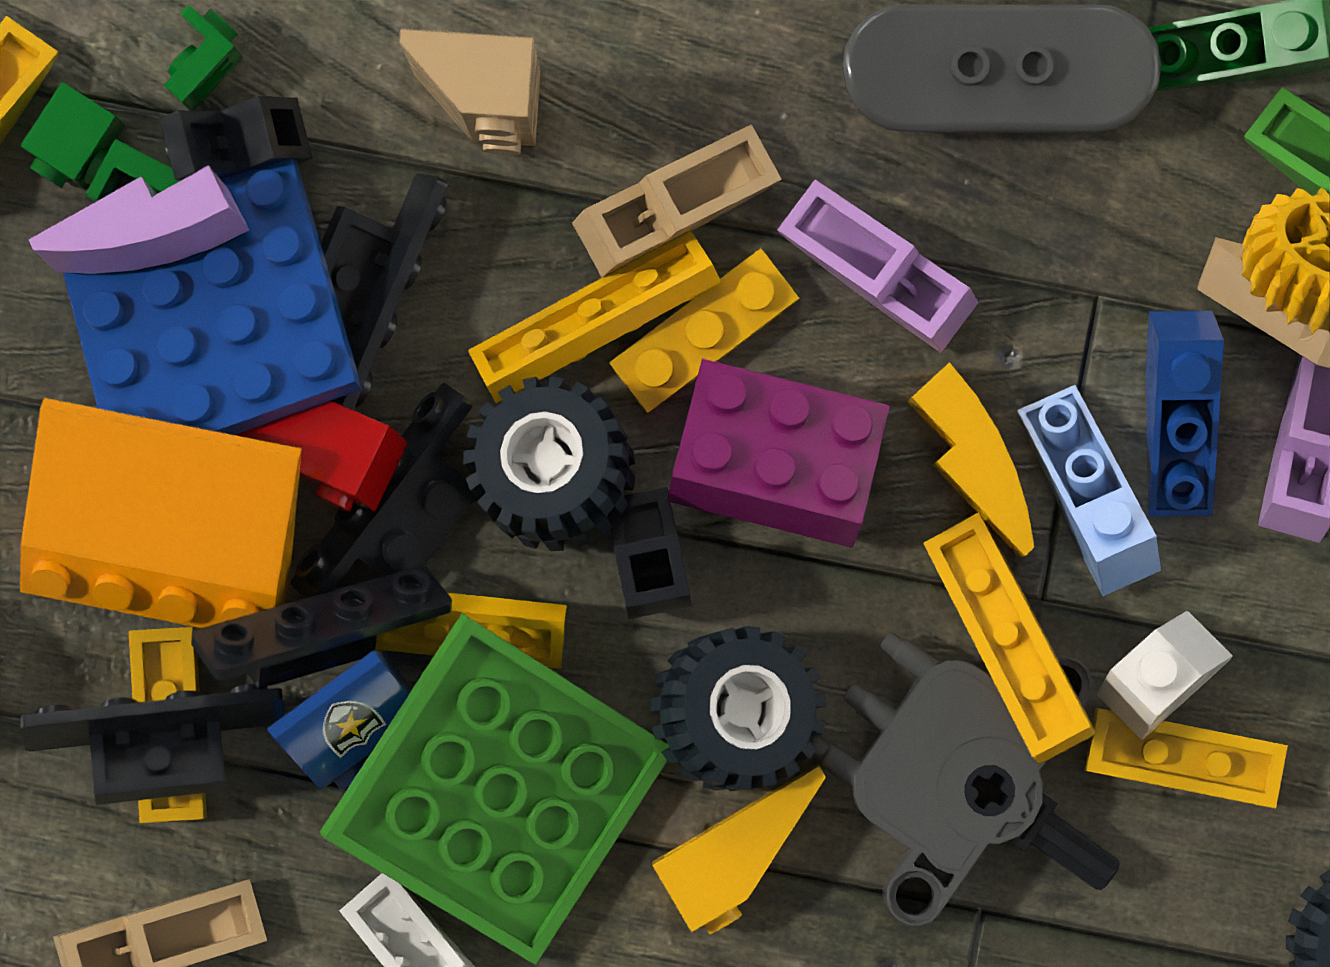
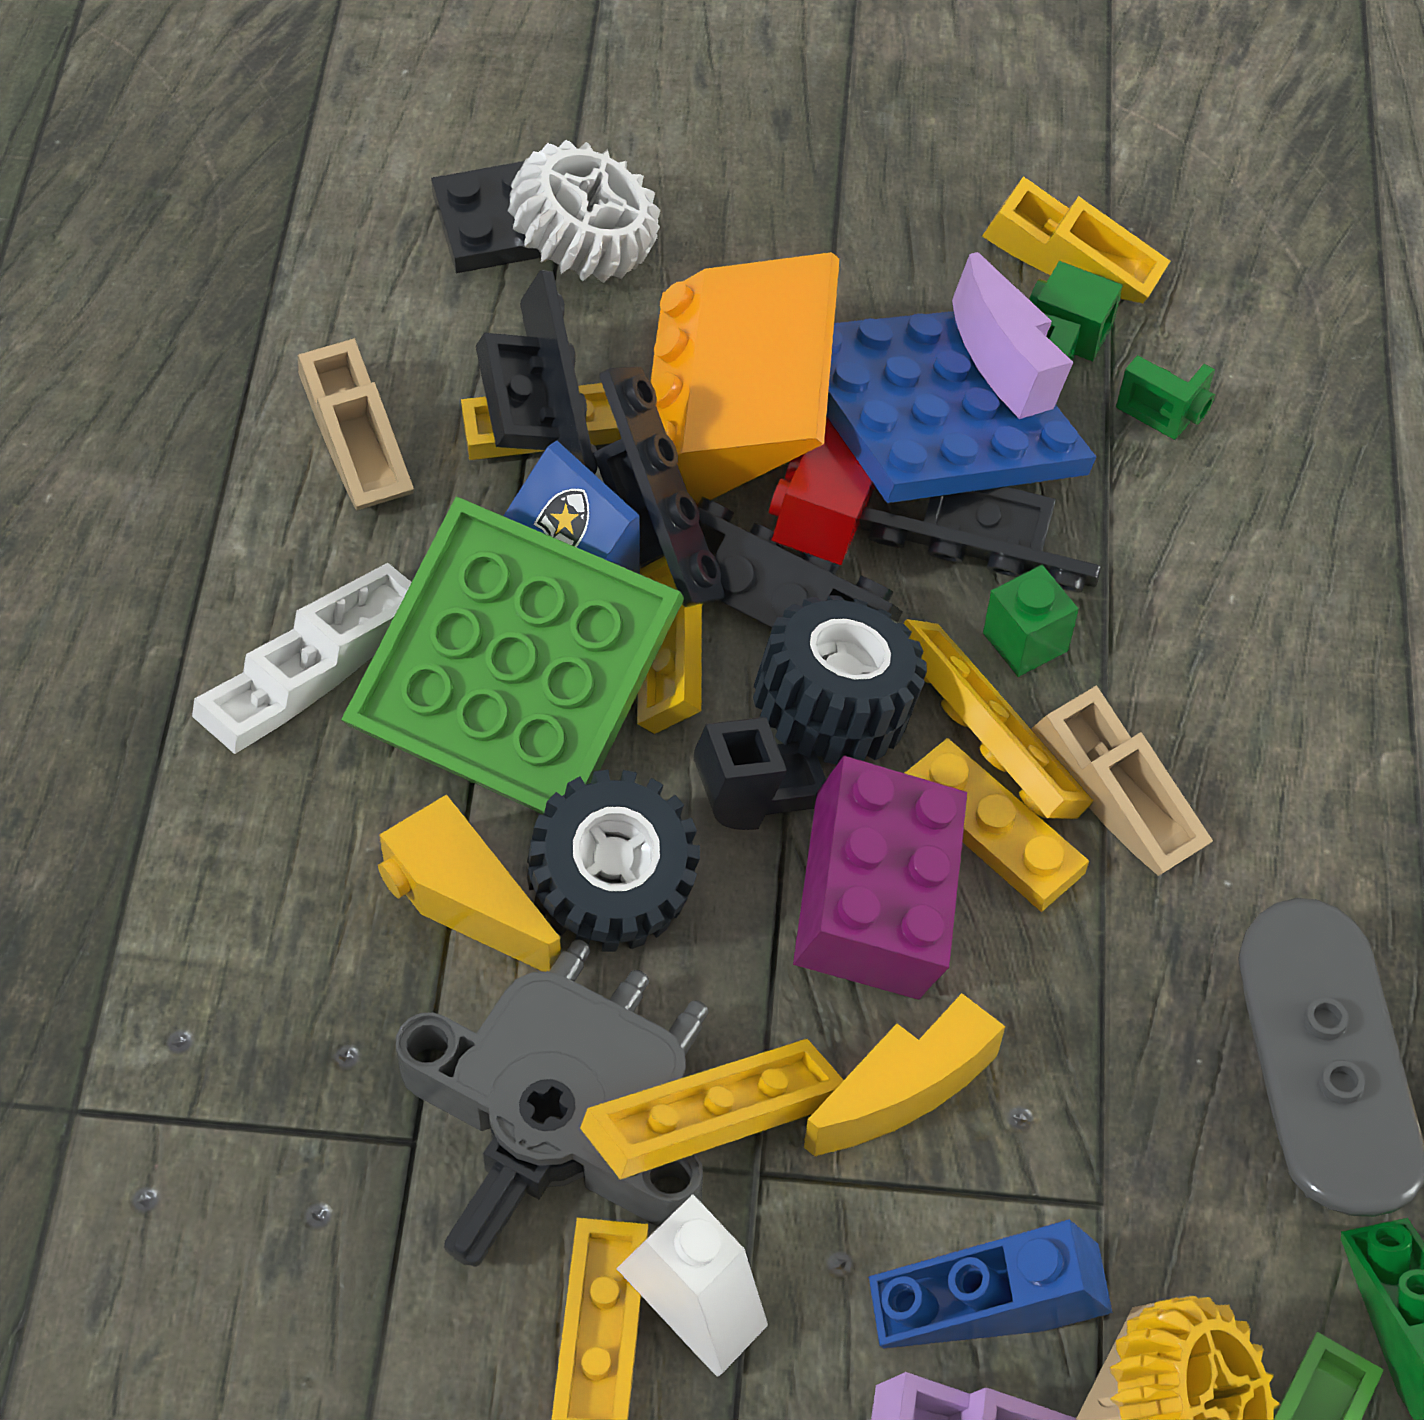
camera: 80 degrees right, 30 degrees down
(237, 138) = (1096, 409): black brick -> none
(481, 83) = (1197, 577): tan slope -> none
(485, 258) = (1030, 620): none -> green brick
(879, 265) = (1090, 974): lavender slope -> none
(1091, 491) = (882, 1201): light blue slope -> none

